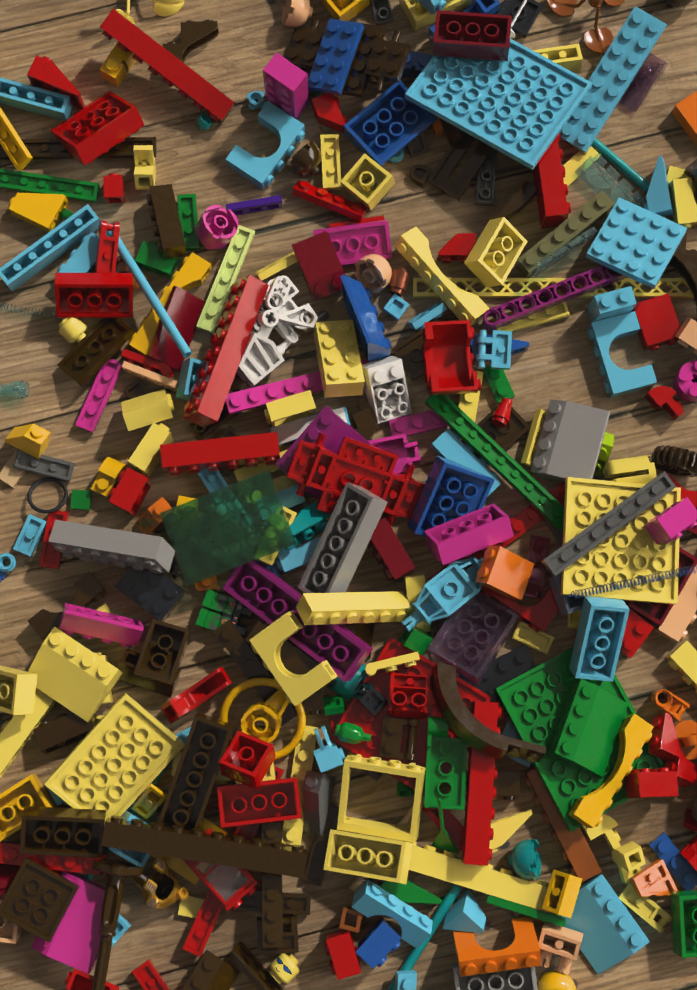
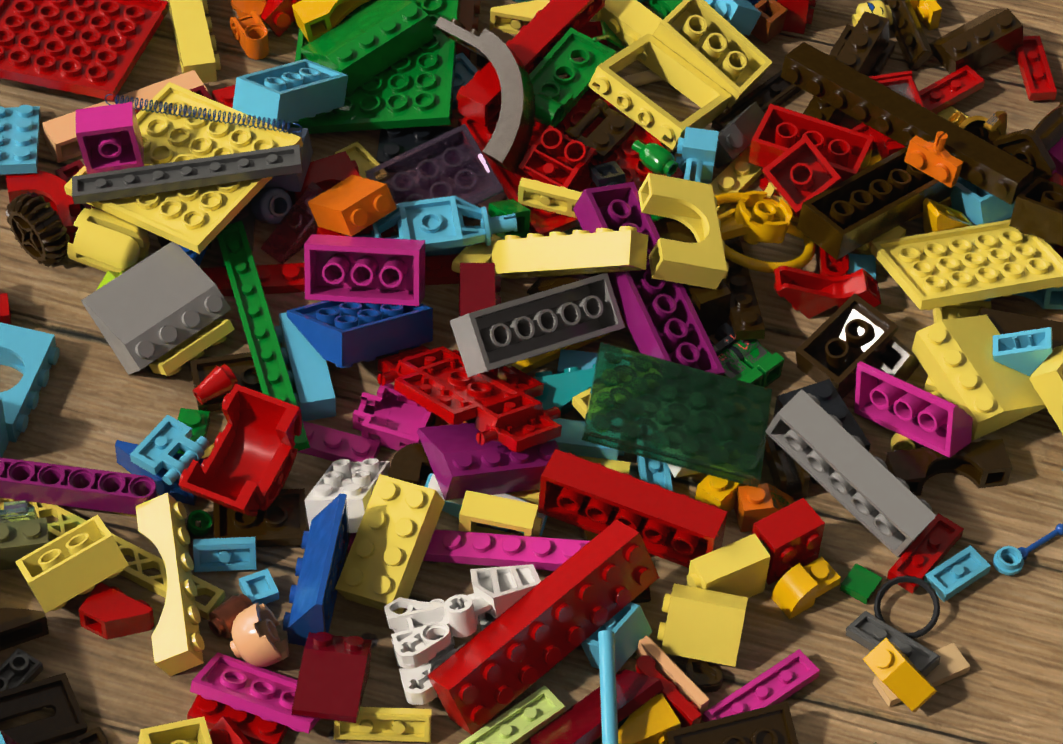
camera: 150 degrees left, 30 degrees down
(52, 703) = (1023, 349): none -> medium azure slope
(170, 819) = (934, 159): none -> orange plate

